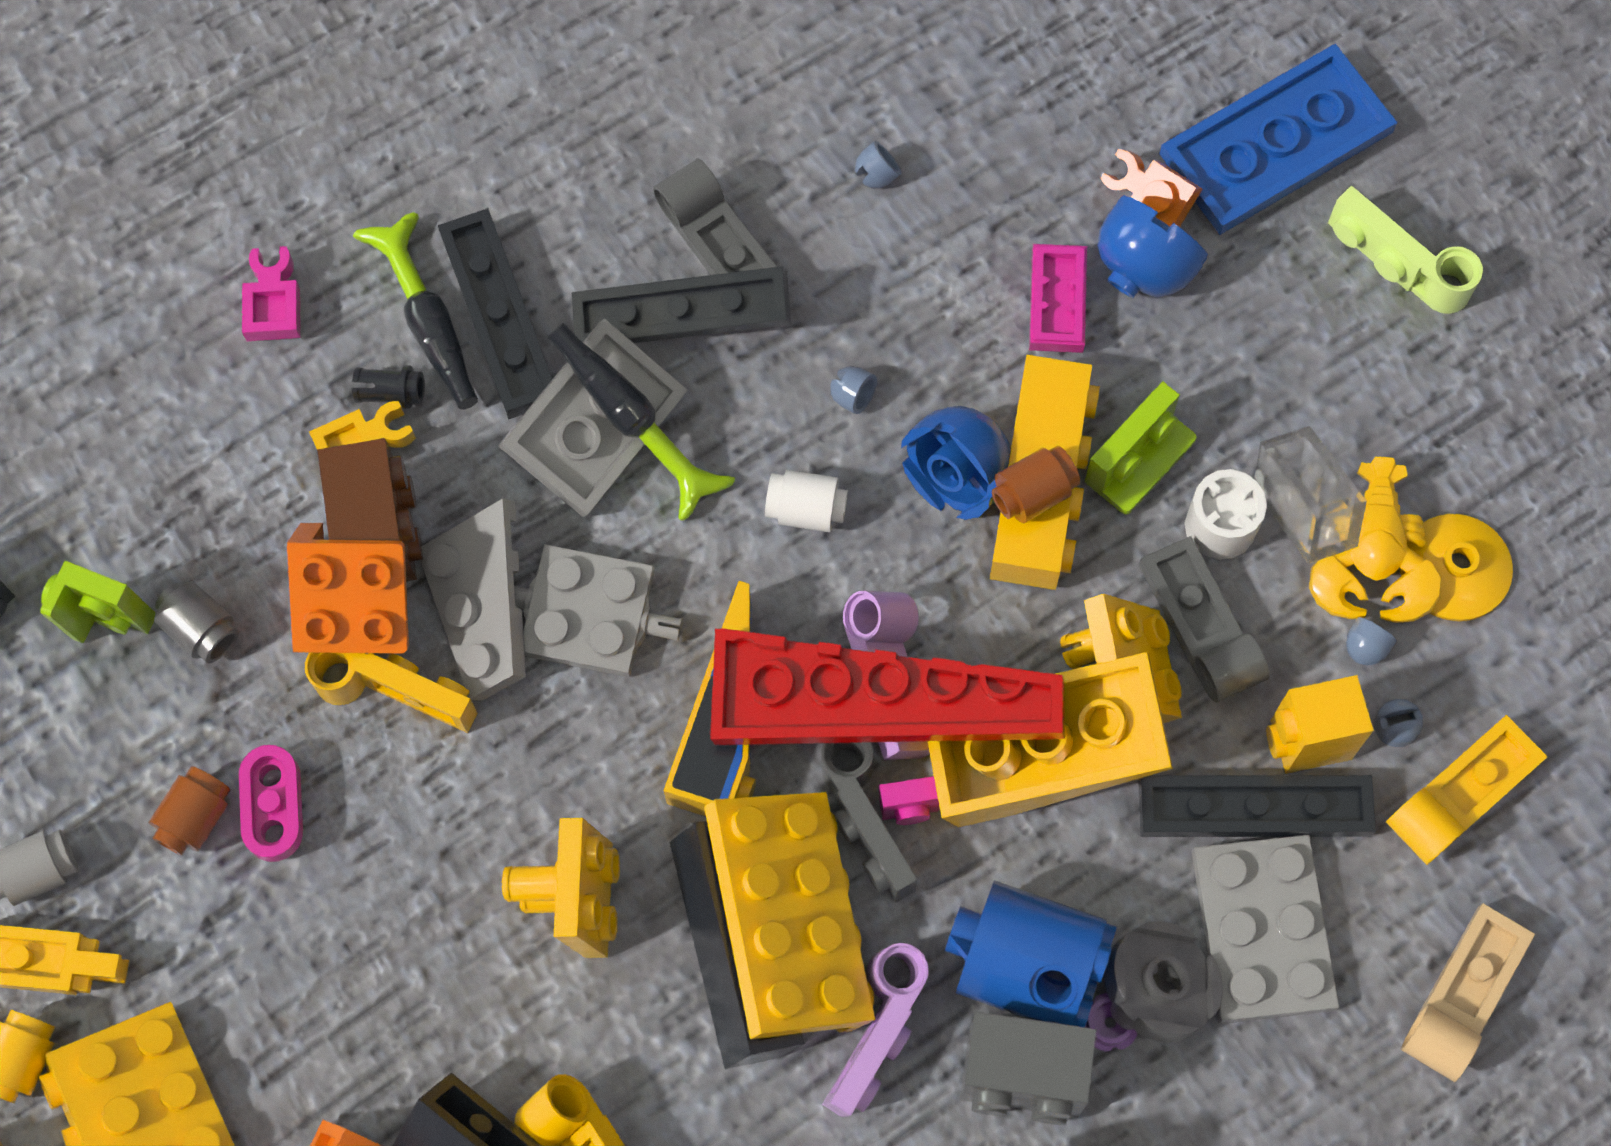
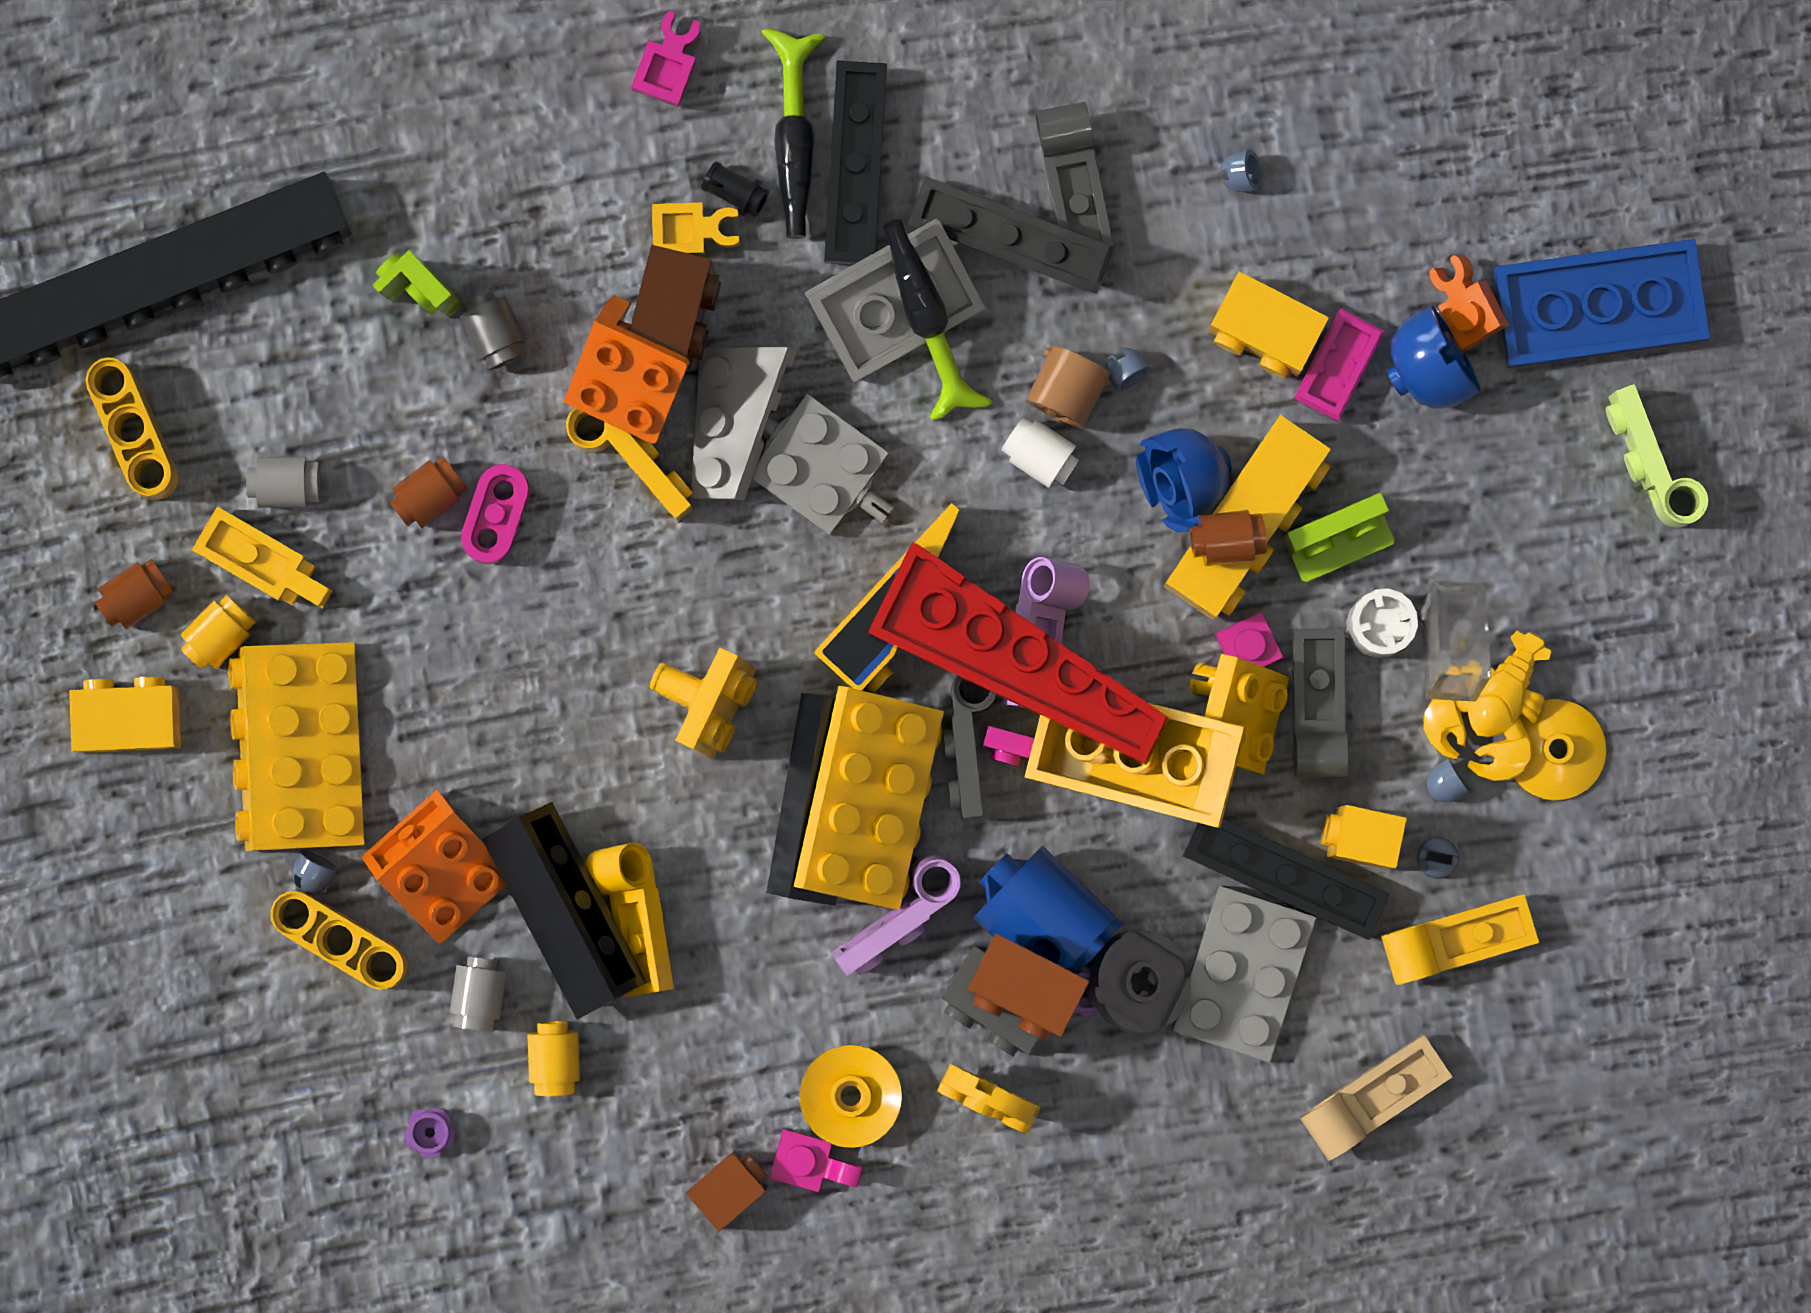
camera: 20 degrees right, 15 degrees up
(803, 425) = (1068, 386): none -> medium nougat piece
(971, 289) = (1267, 326): none -> yellow brick
(1053, 1025) = (1026, 986): none -> dark orange brick
(1100, 580) = (1250, 641): none -> dark pink plate

